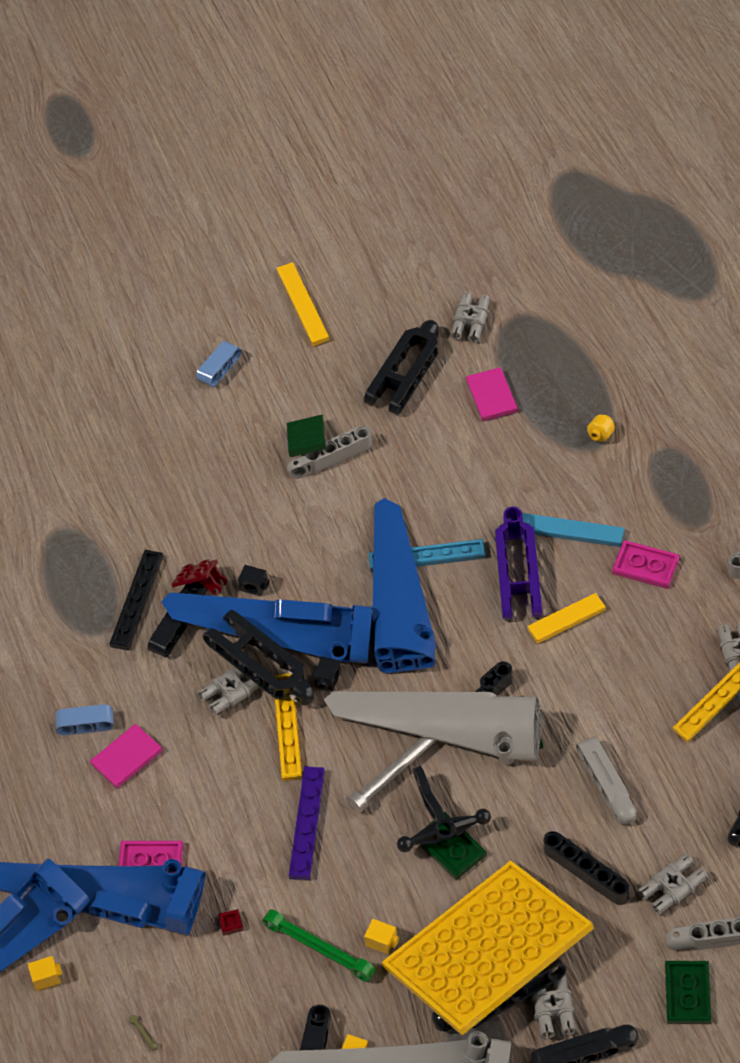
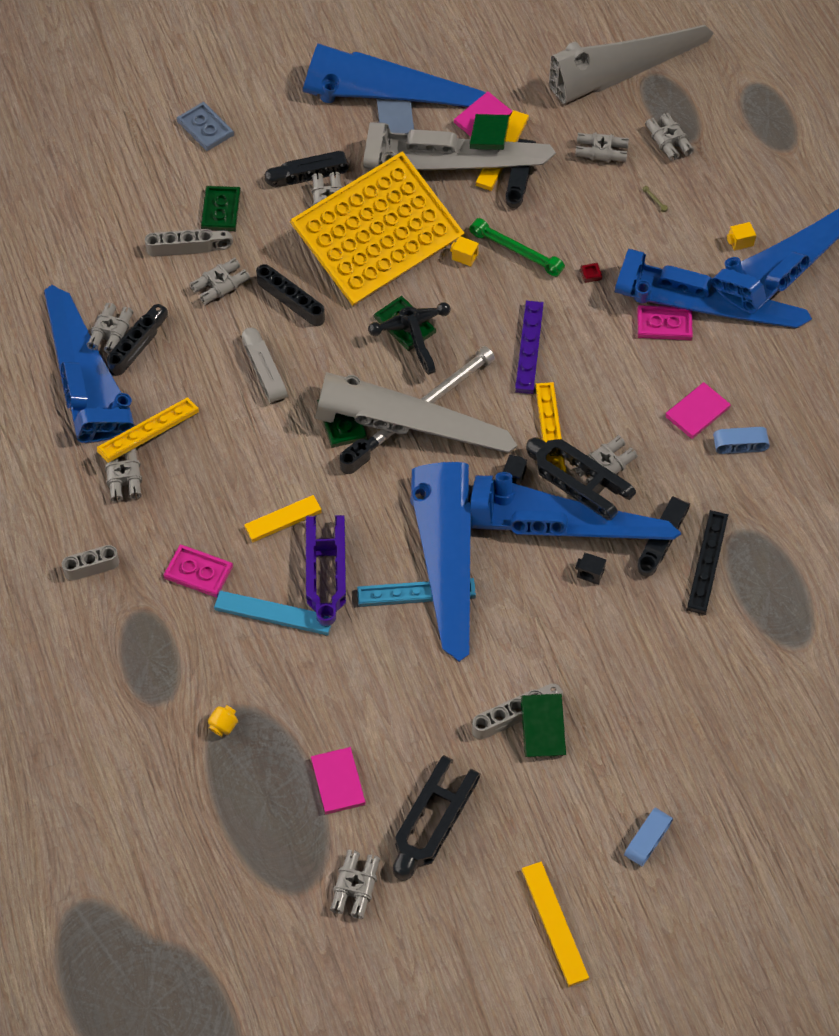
camera: 175 degrees right, 5 degrees up
(204, 572) = (649, 569): dark red plate -> none

